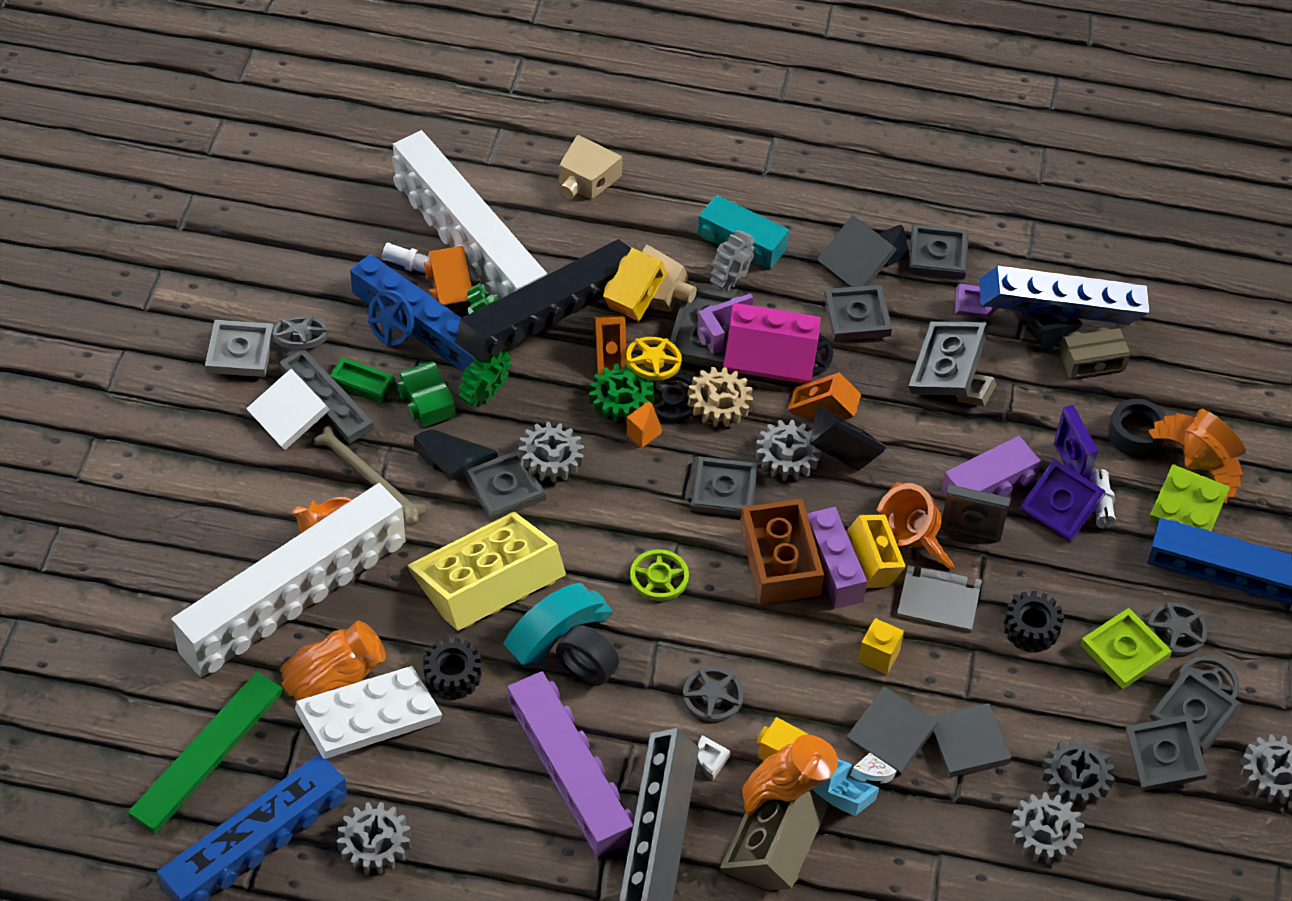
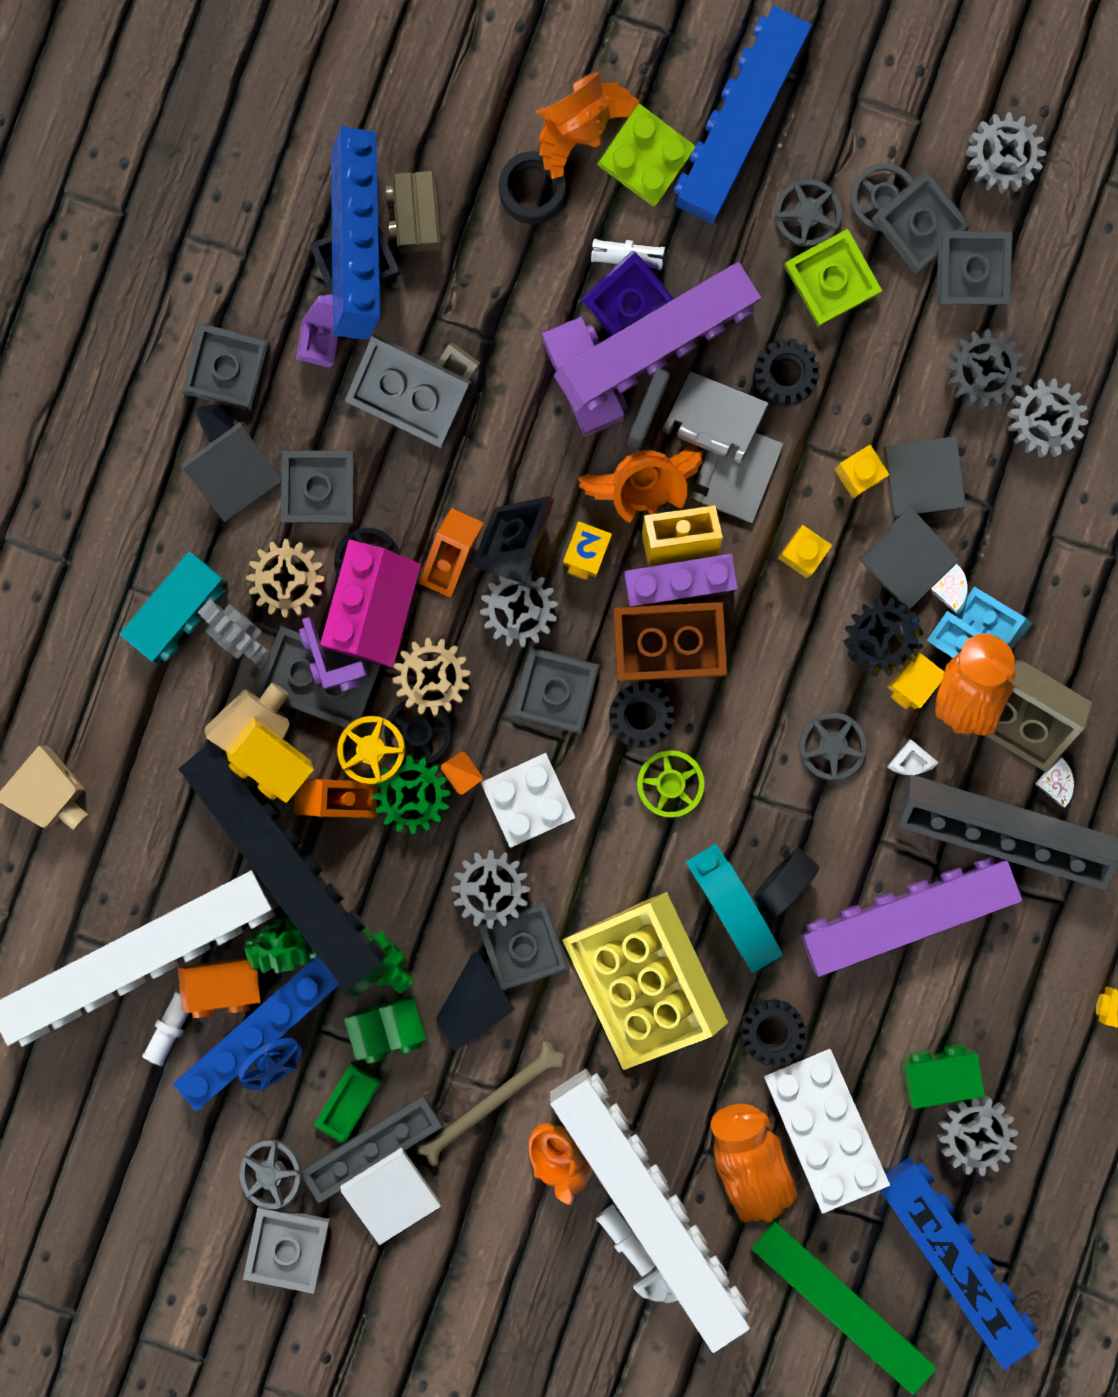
camera: 85 degrees left, 35 degrees up
(425, 804) = (942, 1076): none -> green brick
(629, 476) = (528, 800): none -> white plate
(711, 877) = (1058, 782): none -> white tile
(714, 530) = (663, 715): none -> black tyre
(782, 293) = (270, 578): none -> tan gear
(818, 711) = (897, 643): none -> black gear
(846, 491) = (586, 551): none -> yellow brick
(961, 682) = (861, 471): none -> yellow brick
(981, 572) = (715, 416): none -> light grey piece
(1039, 513) = (657, 337): none -> medium lavender brick
(1075, 443) = (567, 270): dark purple tile -> none

